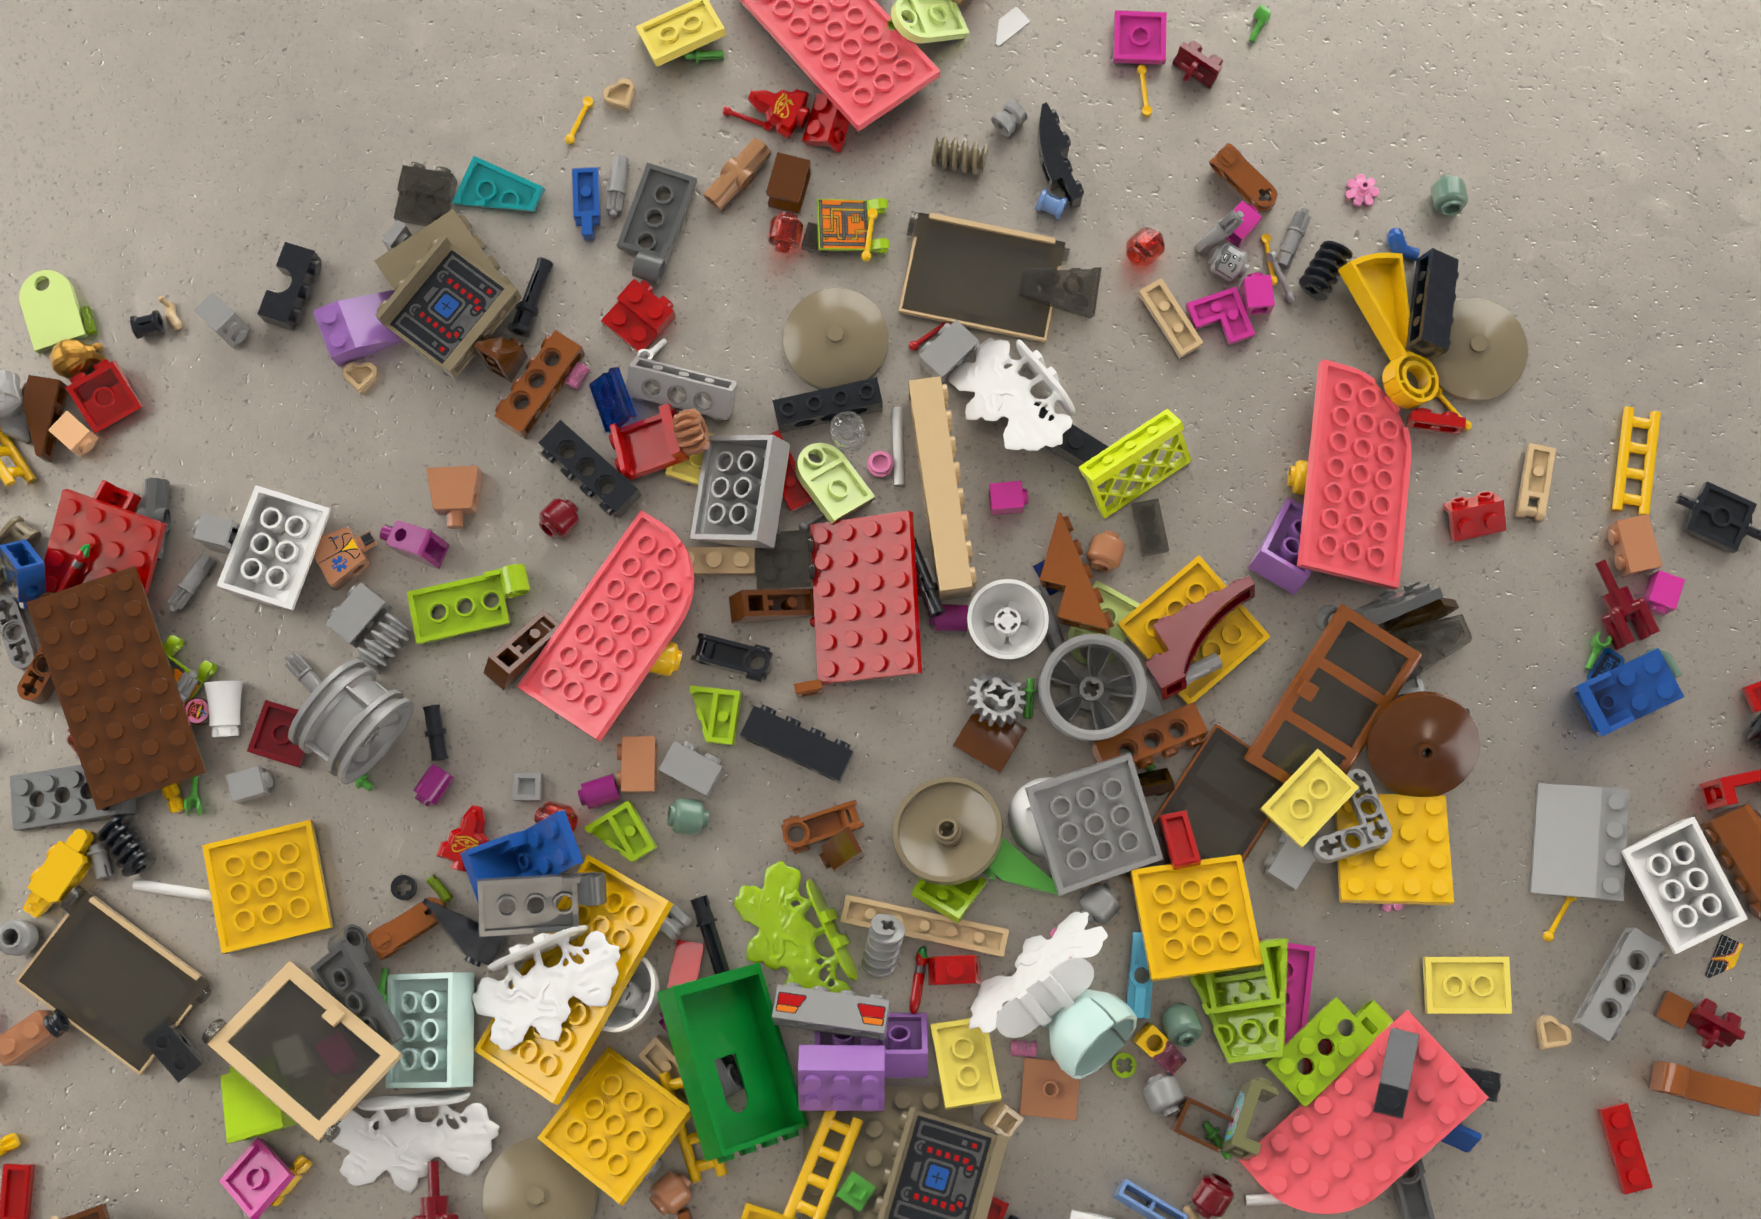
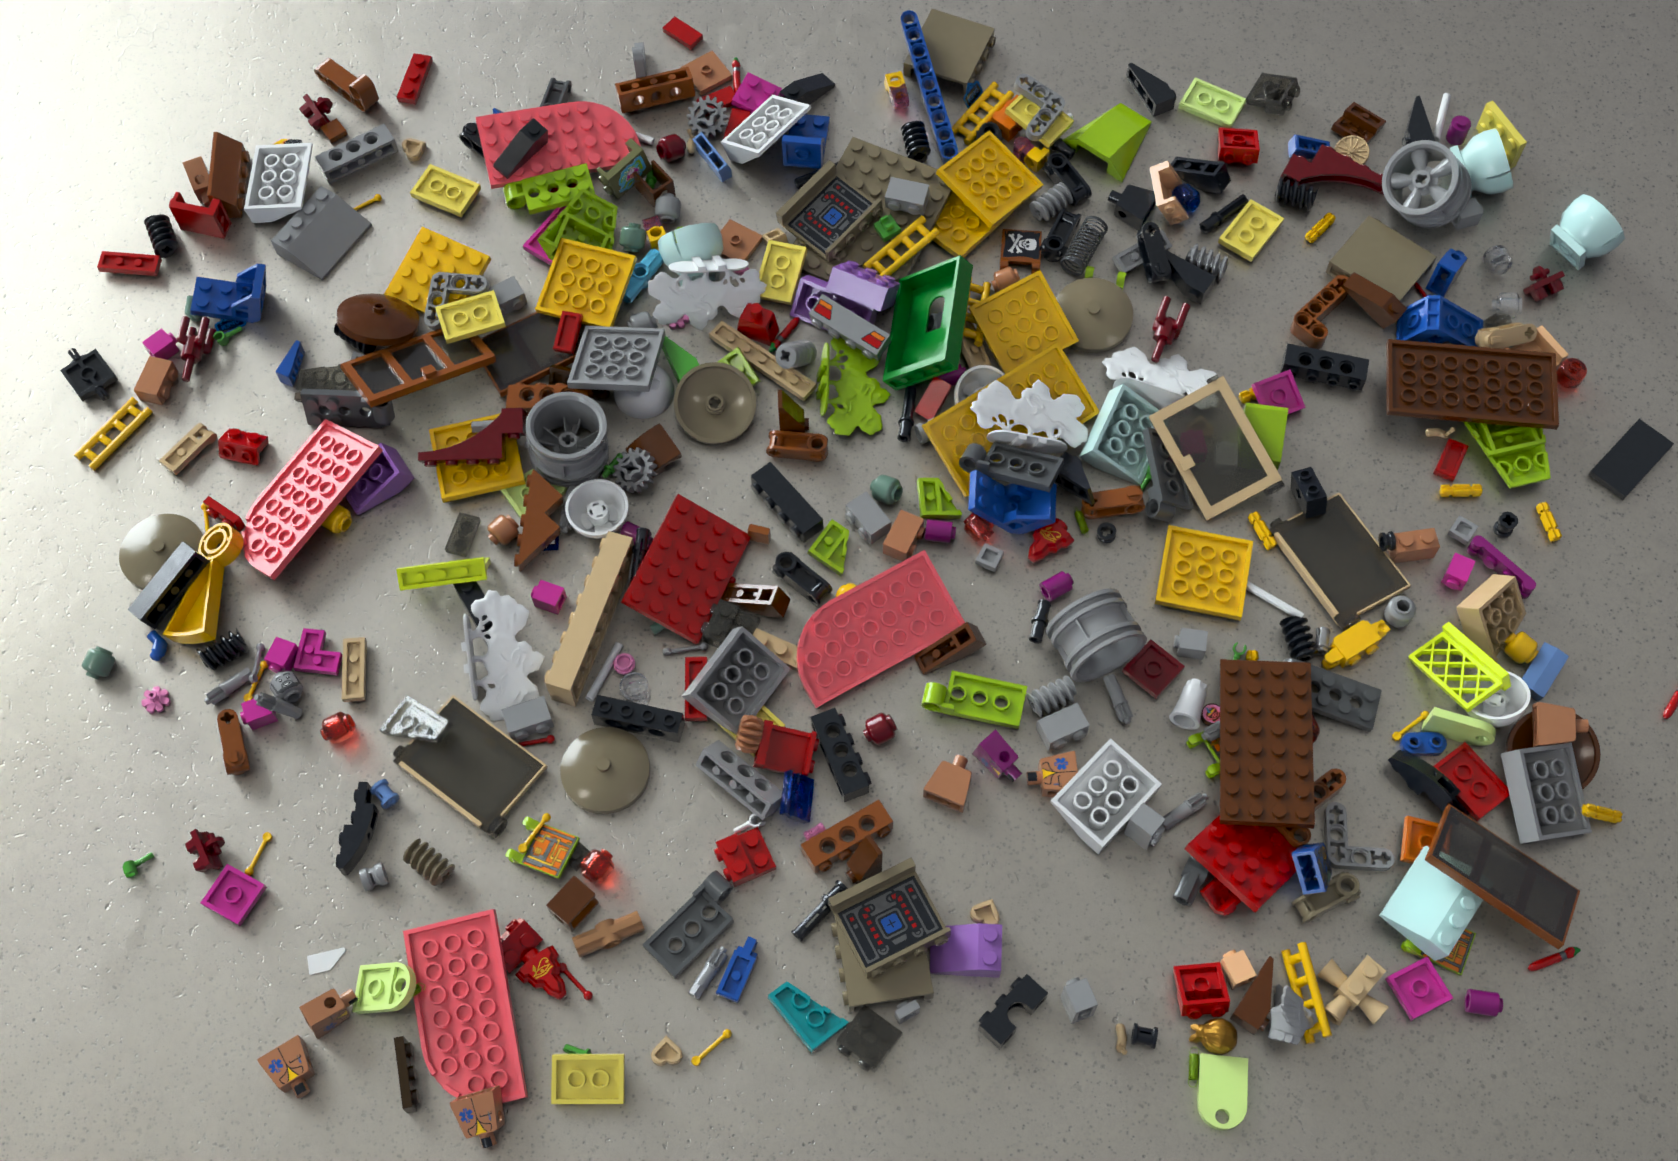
camera: 155 degrees left, 15 degrees down
(81, 556) = (1272, 847): red piece -> none
(218, 978) = (1262, 530): none -> yellow axle
(832, 482) = (665, 662): yellowish green tile -> none
(1489, 639) = (290, 365): none -> blue slope

